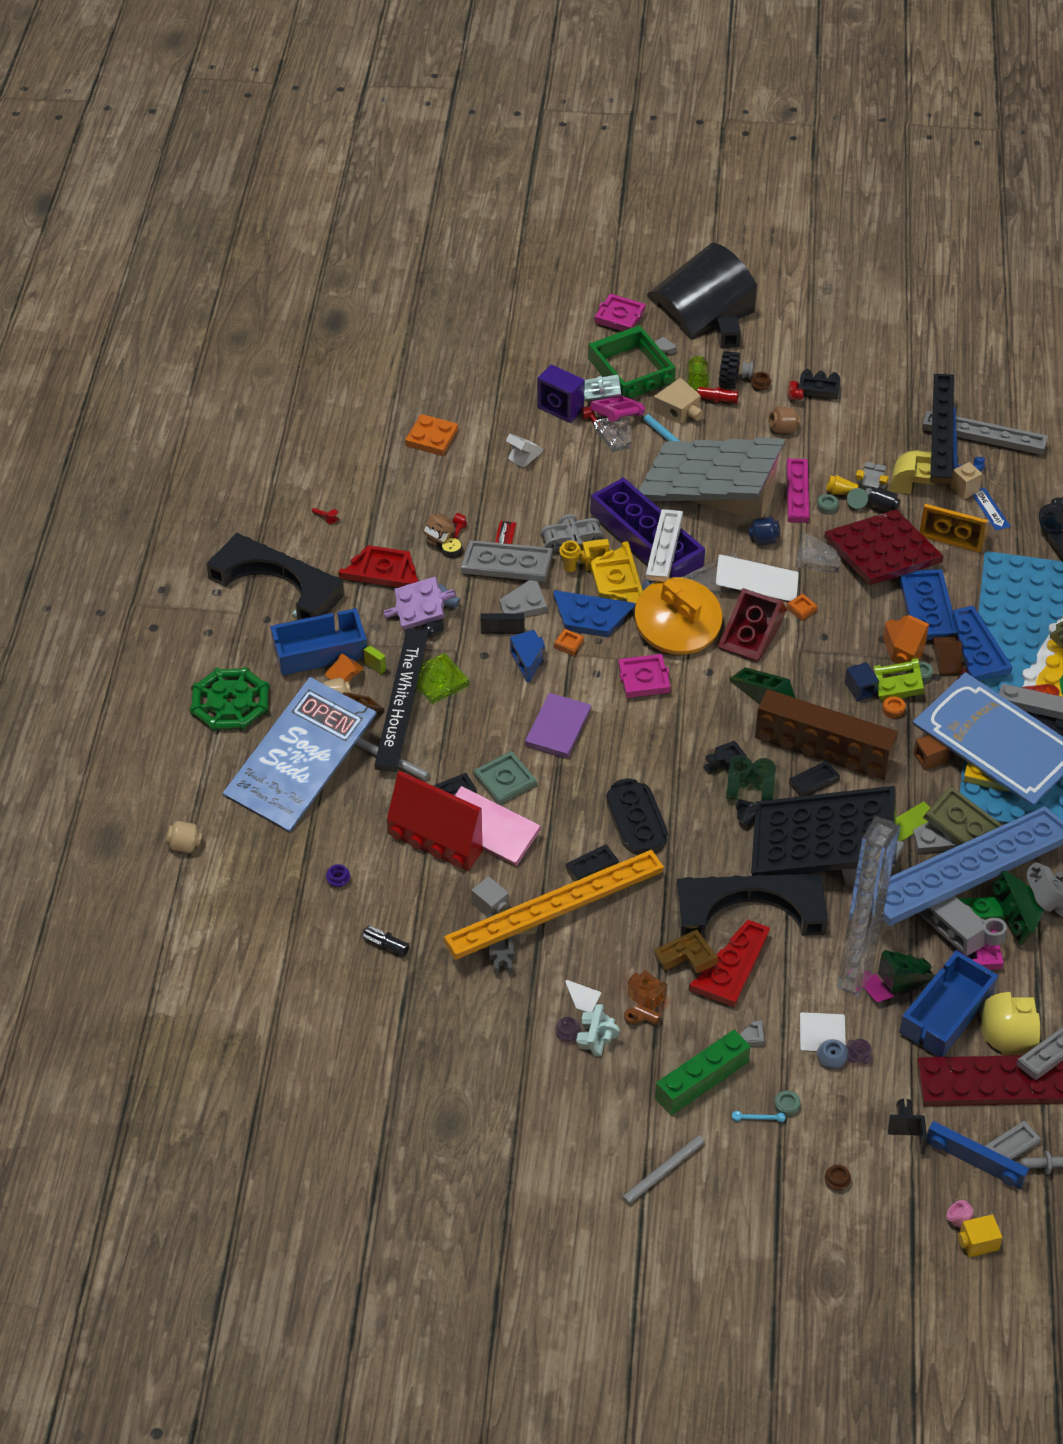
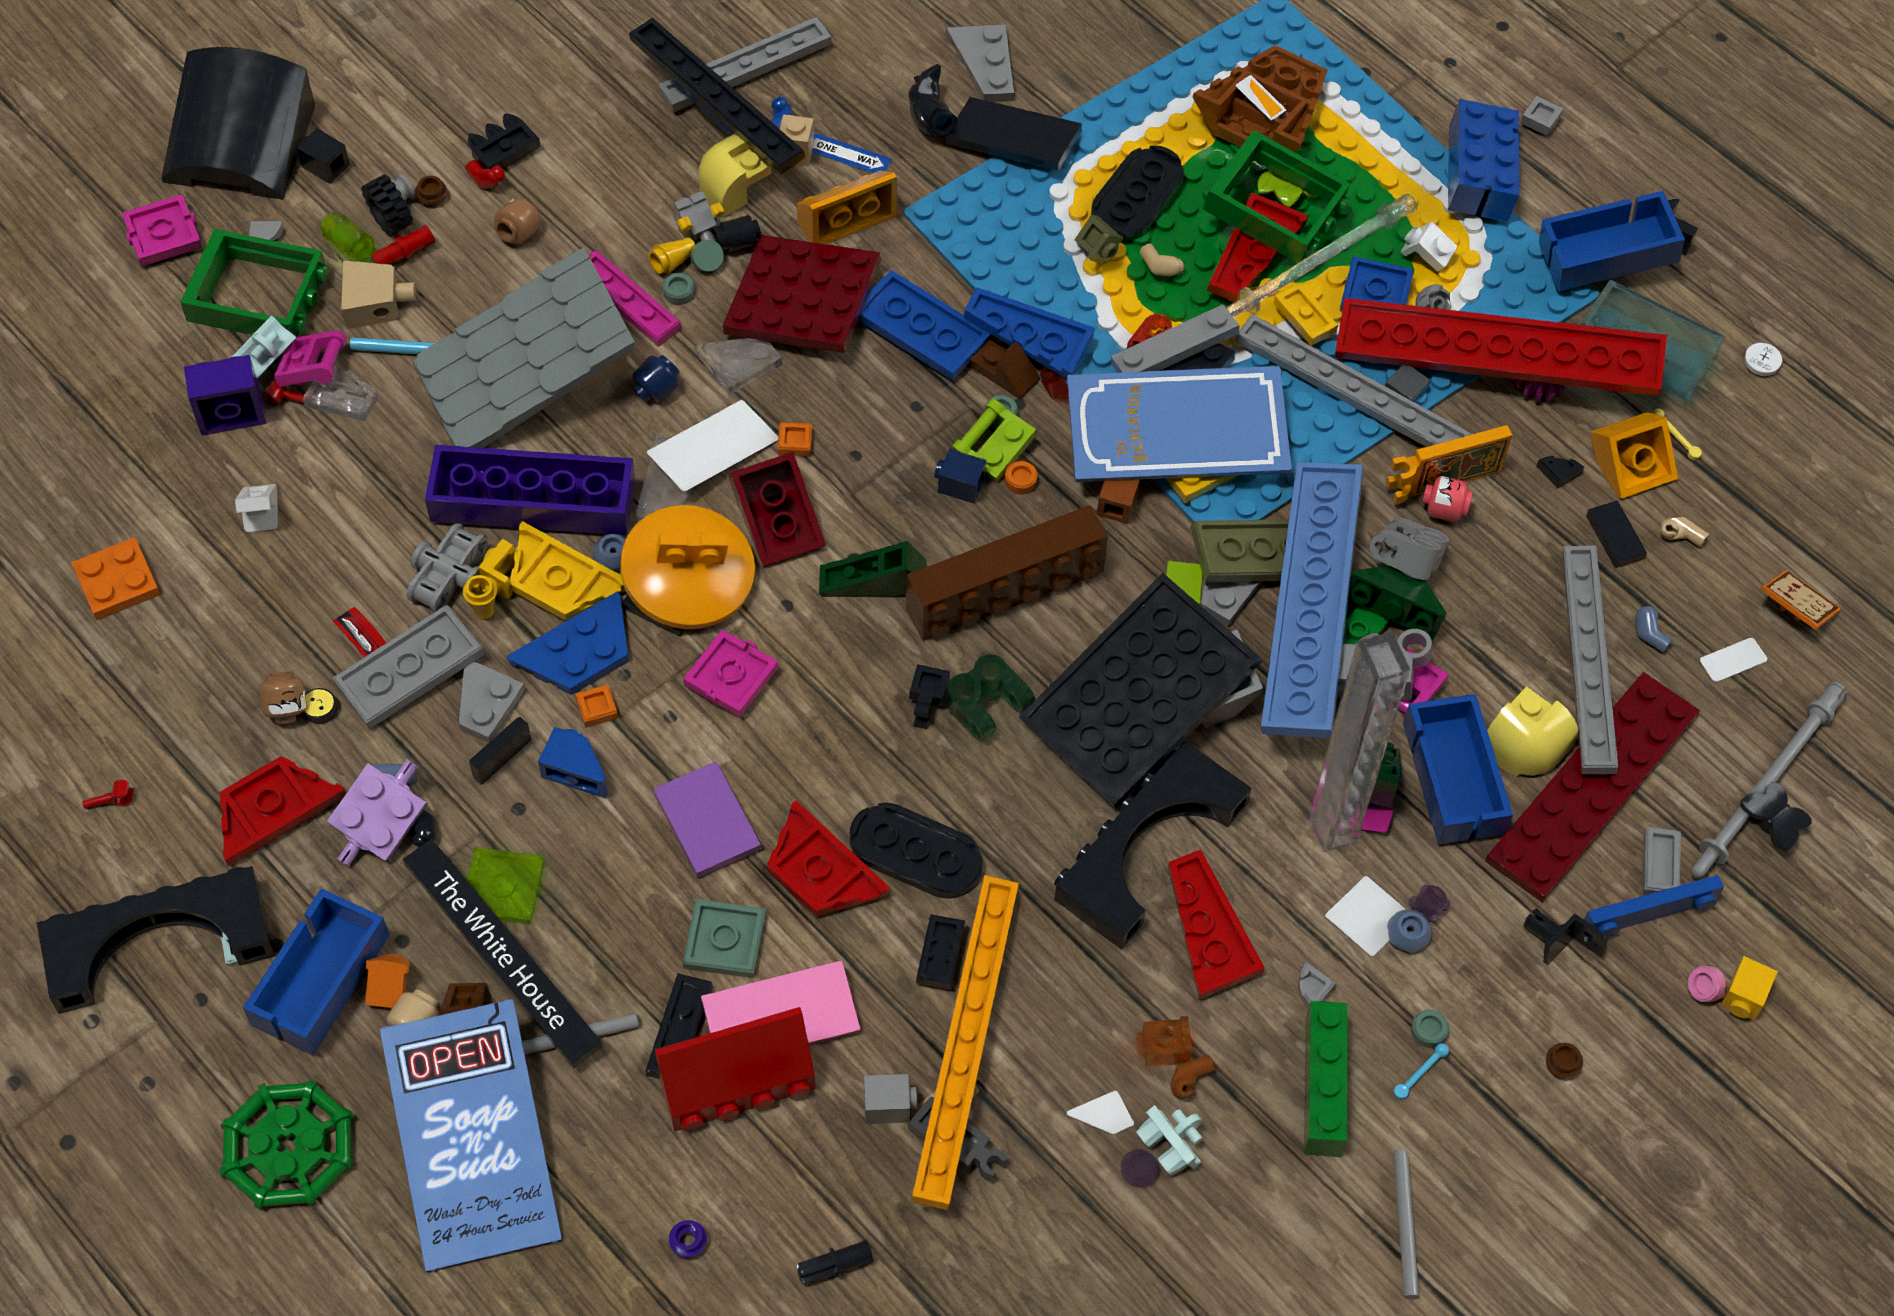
camera: 50 degrees left, 10 degrees up
(375, 659) = (406, 931): lime tile -> none
(460, 521) = (290, 662): red hand -> none
(581, 785) = (820, 867): none -> red wing
(664, 545) = (589, 493): white plate -> none
(690, 948) = (1154, 950): pearl gold plate -> none
(745, 811) = (1020, 738): black tile -> none
(814, 779) = (1040, 635): black tile -> none
(905, 638) = (953, 389): orange slope -> none

